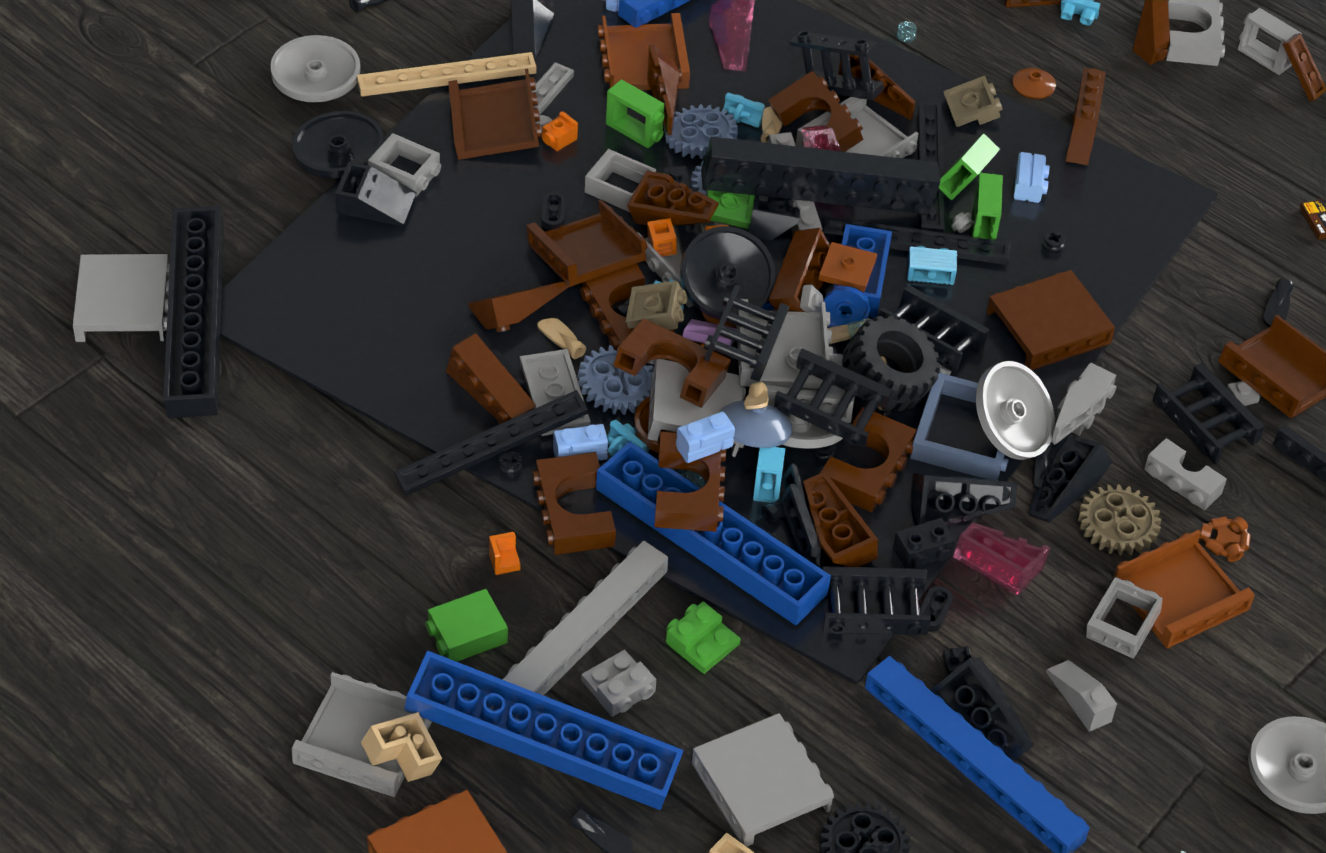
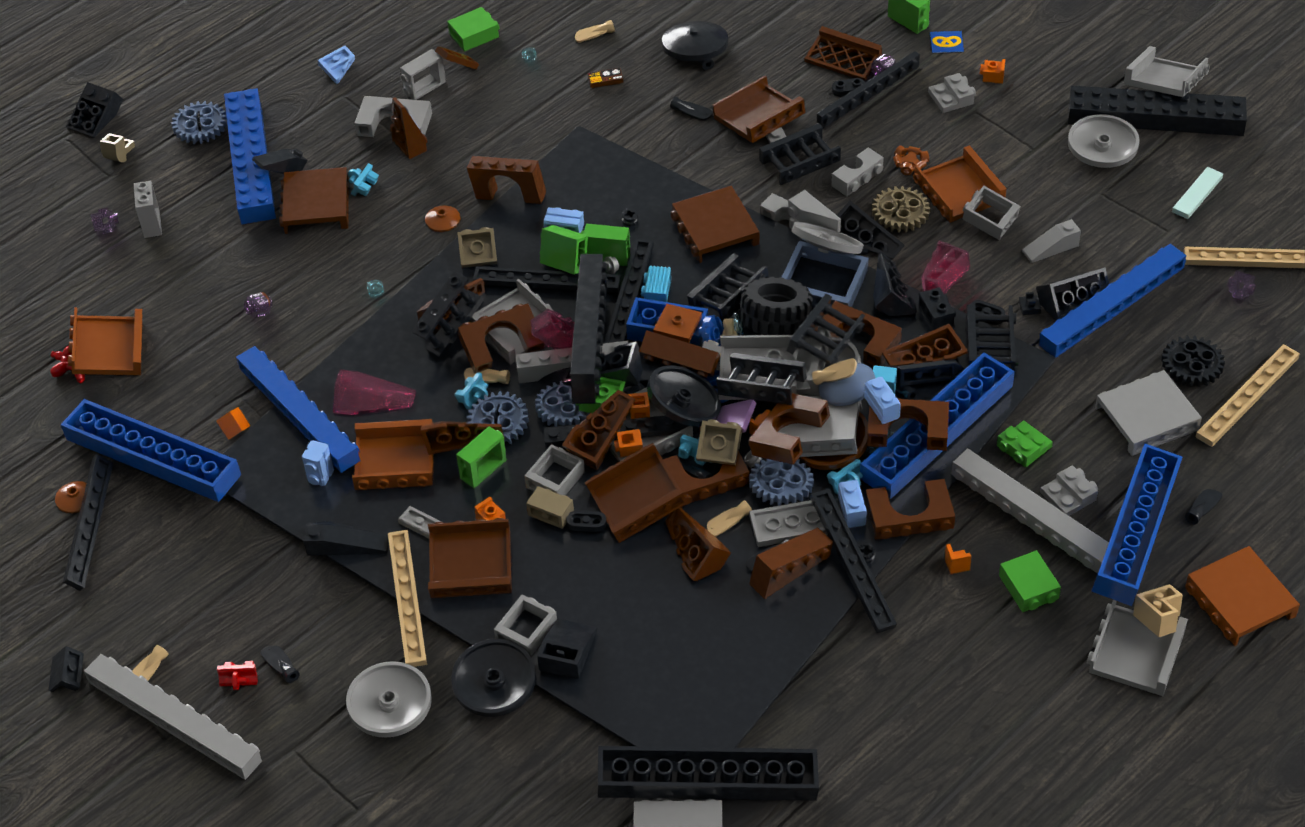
camera: 80 degrees left, 0 degrees up
(568, 175) = (549, 507): none -> dark tan brick

